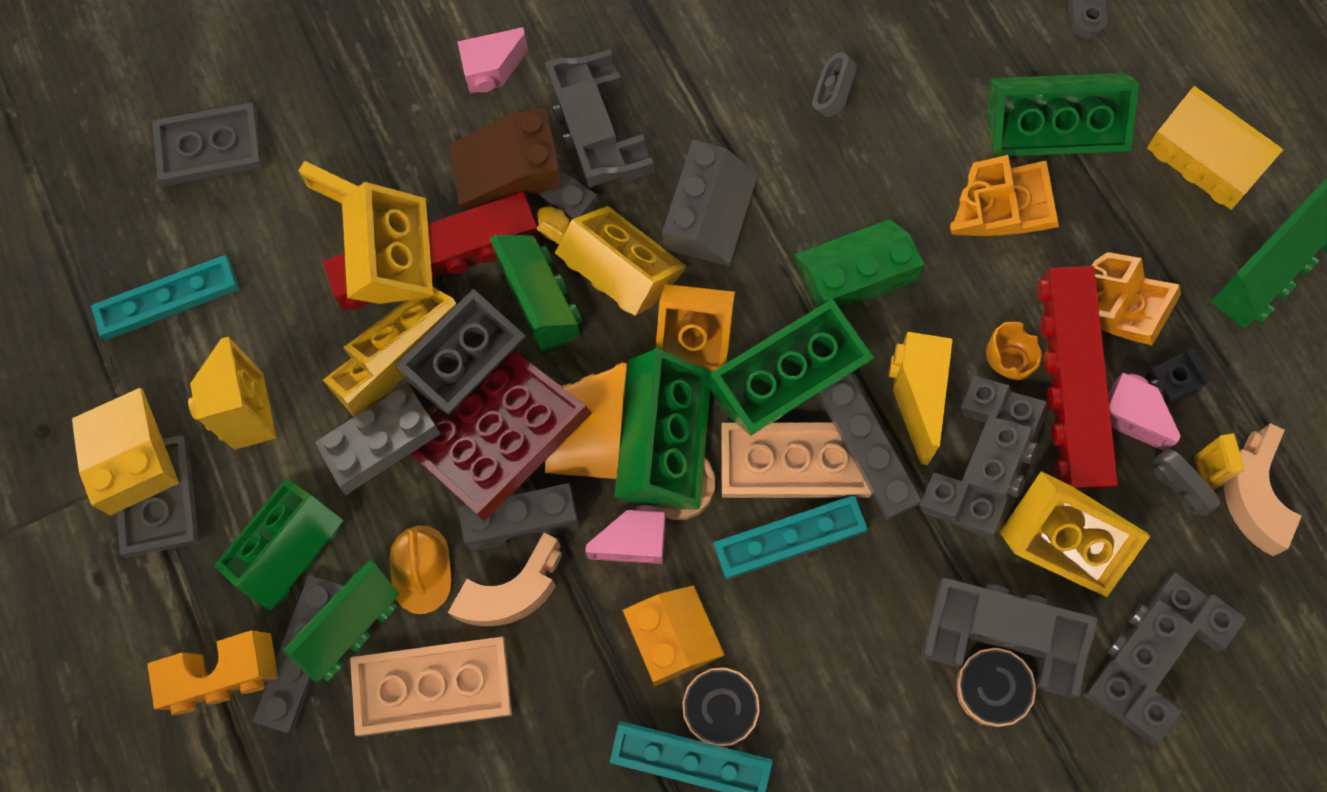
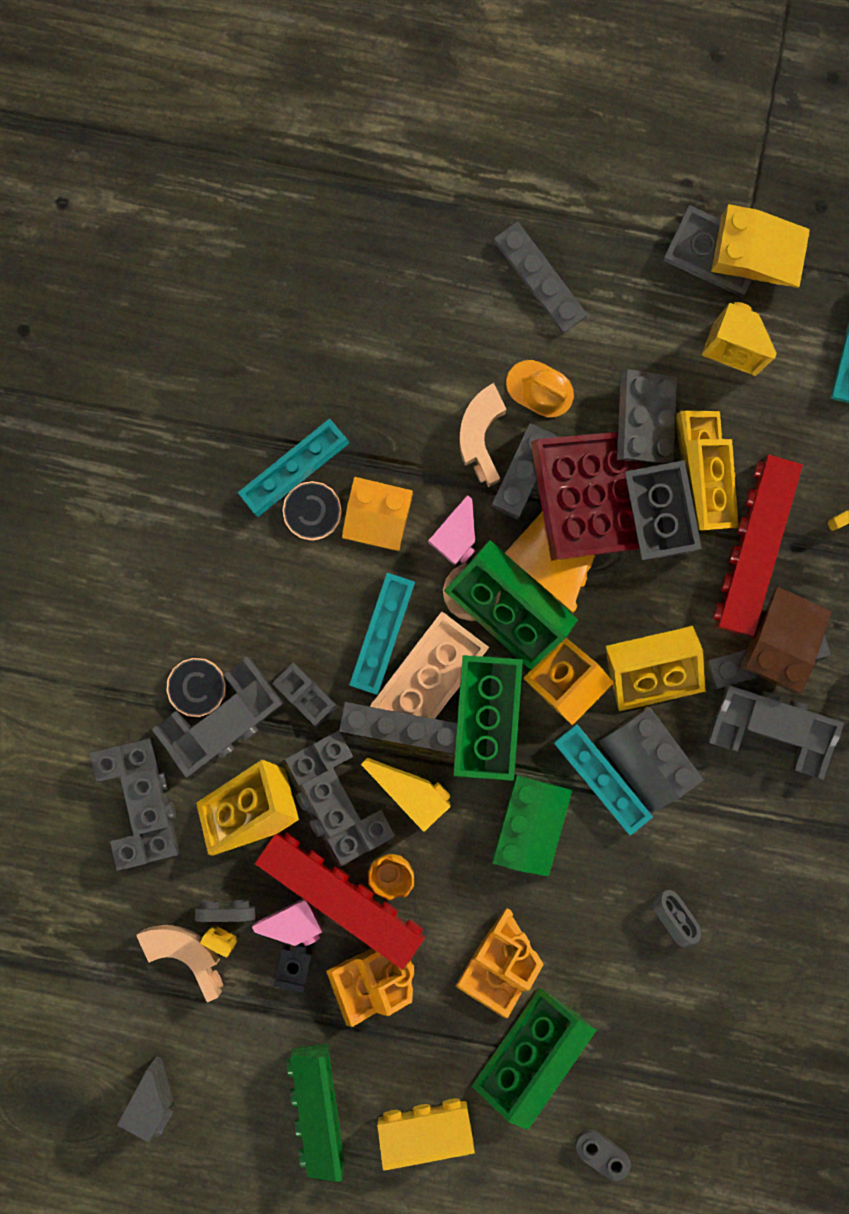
camera: 120 degrees right, 15 degrees up
(242, 665) = (573, 195): light orange arch -> none
(278, 544) = (622, 308): green slope -> none
(342, 623) = (536, 312): green slope -> none
(386, 245) = (777, 512): yellow slope -> none
(430, 686) = (457, 343): light nougat plate -> none
(537, 290) = (673, 594): green slope -> none
(552, 223) = (716, 641): yellow animal -> none
(762, 233) = (603, 779): none -> teal plate
(911, 569) = (305, 695): none -> dark grey slope

